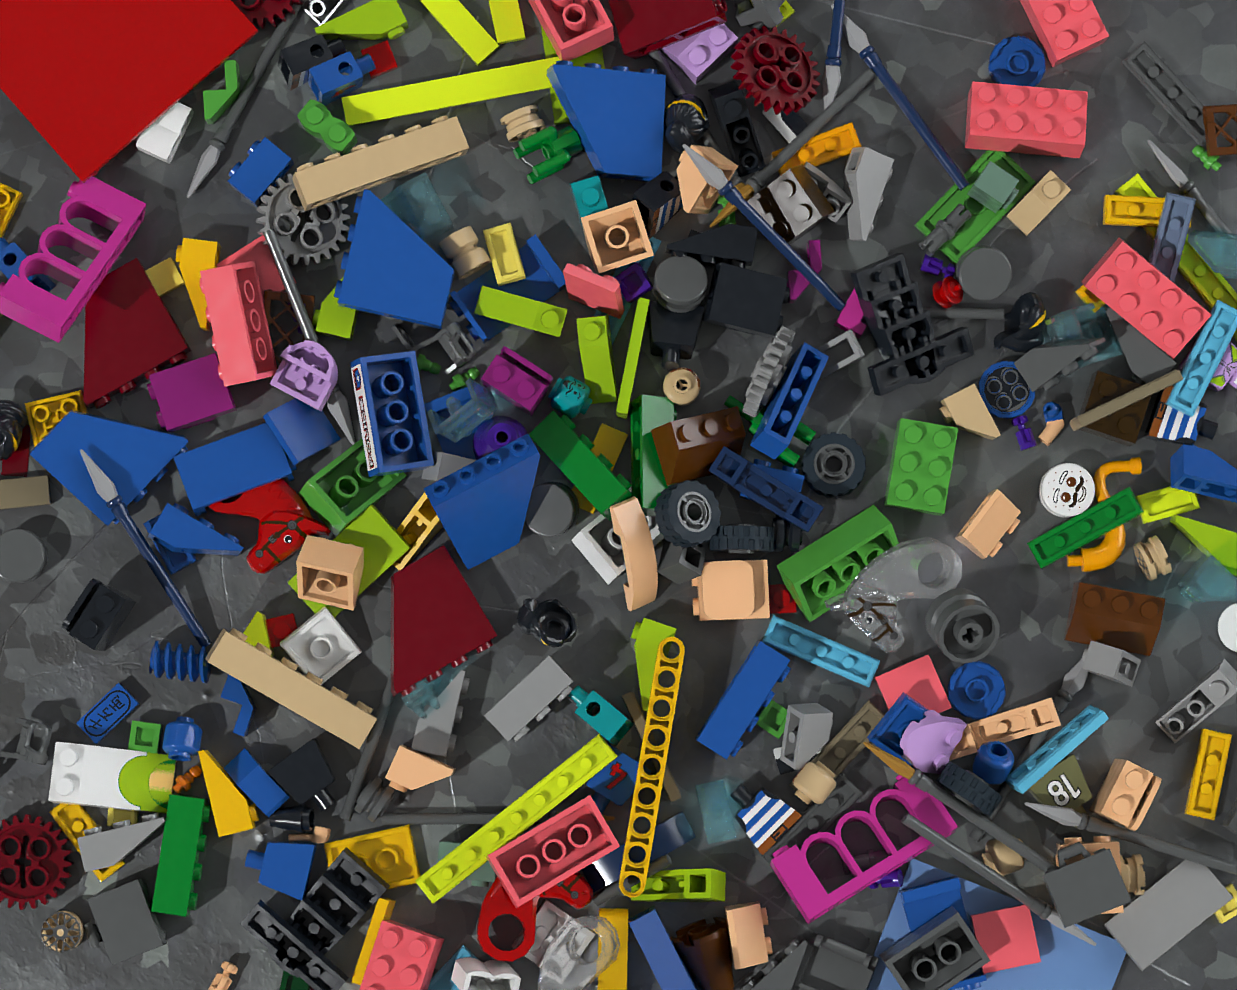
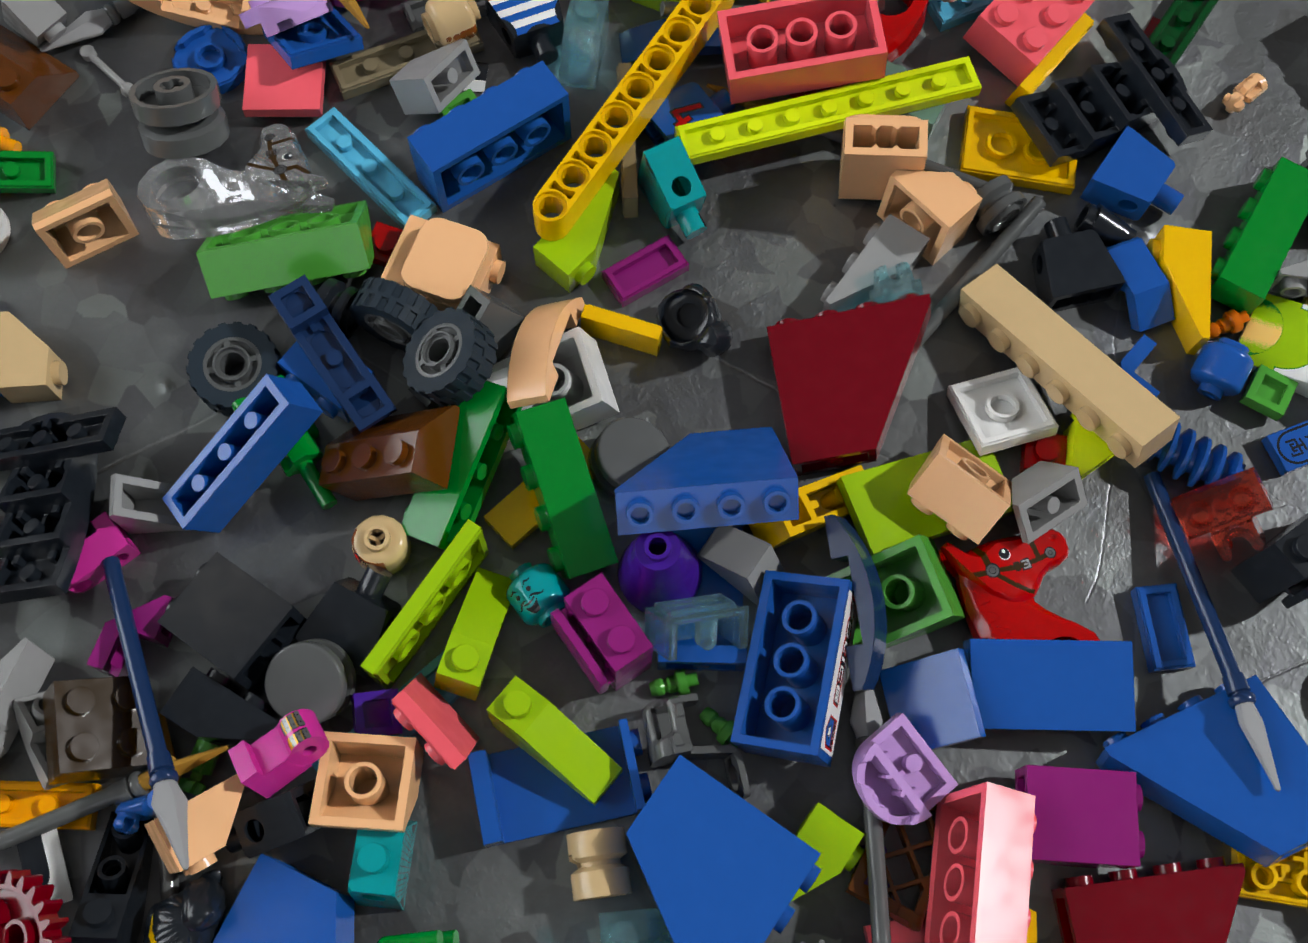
camera: 155 degrees left, 15 degrees down
(153, 631) = (1226, 511): none -> clear red plate
(184, 534) = (1152, 622): blue slope -> none
(275, 587) = (1046, 497): none -> light grey slope
(320, 835) = (1076, 199): light nougat hand -> none
(388, 500) = (867, 658): none -> dark blue slope
(466, 793) = (876, 148): none -> light nougat brick
(504, 254) = (542, 840): light yellow tile -> none
(530, 700) = (756, 236): light grey brick -> none
(594, 599) = (621, 329): none -> yellow tile
(598, 654) = (645, 271): none -> magenta tile
(671, 231) = (280, 753): none -> dark pink leg
(748, 170) = (132, 812): none -> blue arm
(768, 371) = (247, 502): light grey gear -> none
(920, 467) = (126, 320): bright green brick -> none
(1066, 659) = (89, 54): none -> light grey hinge

